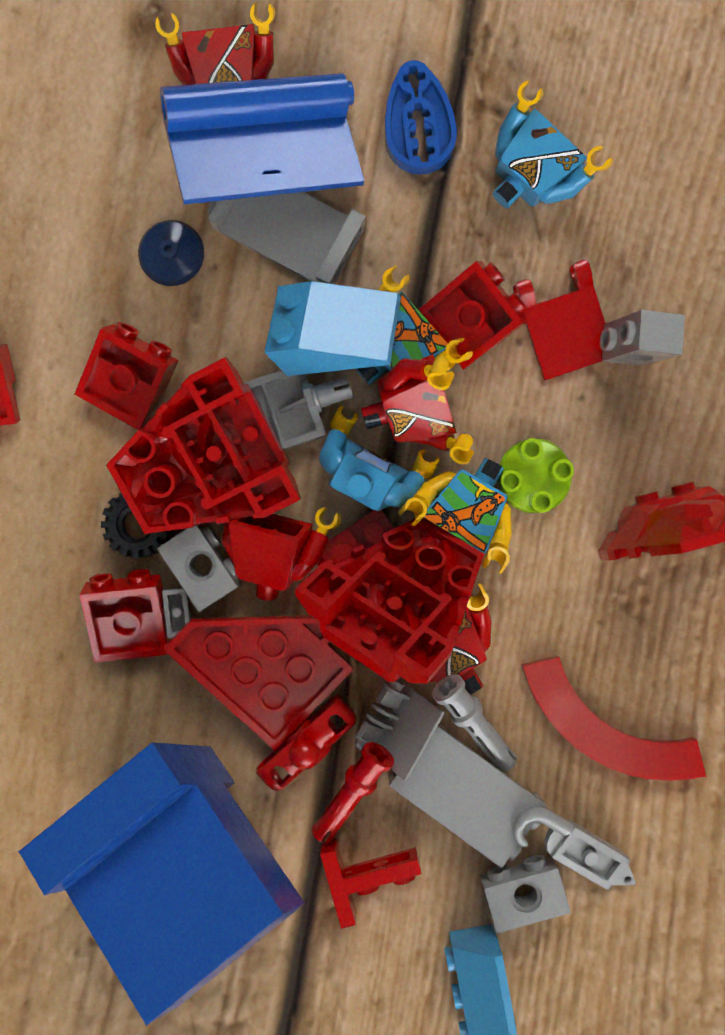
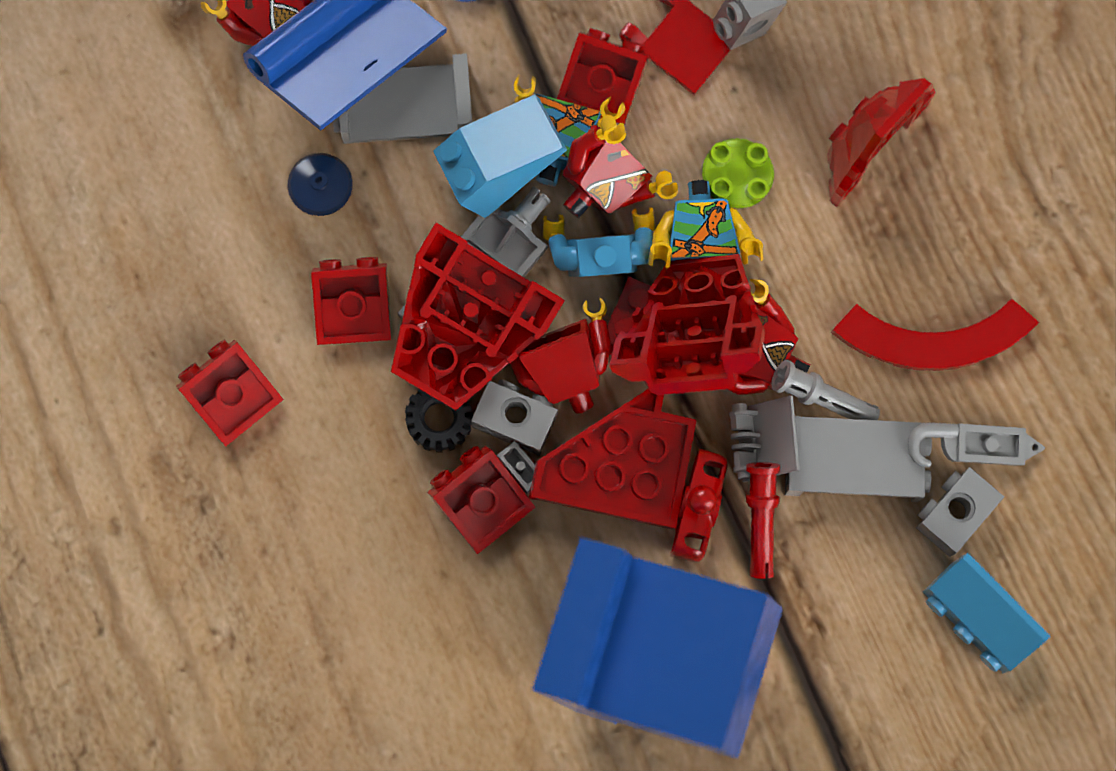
camera: 40 degrees left, 10 degrees down
(364, 877) = (820, 587): red bracket -> none

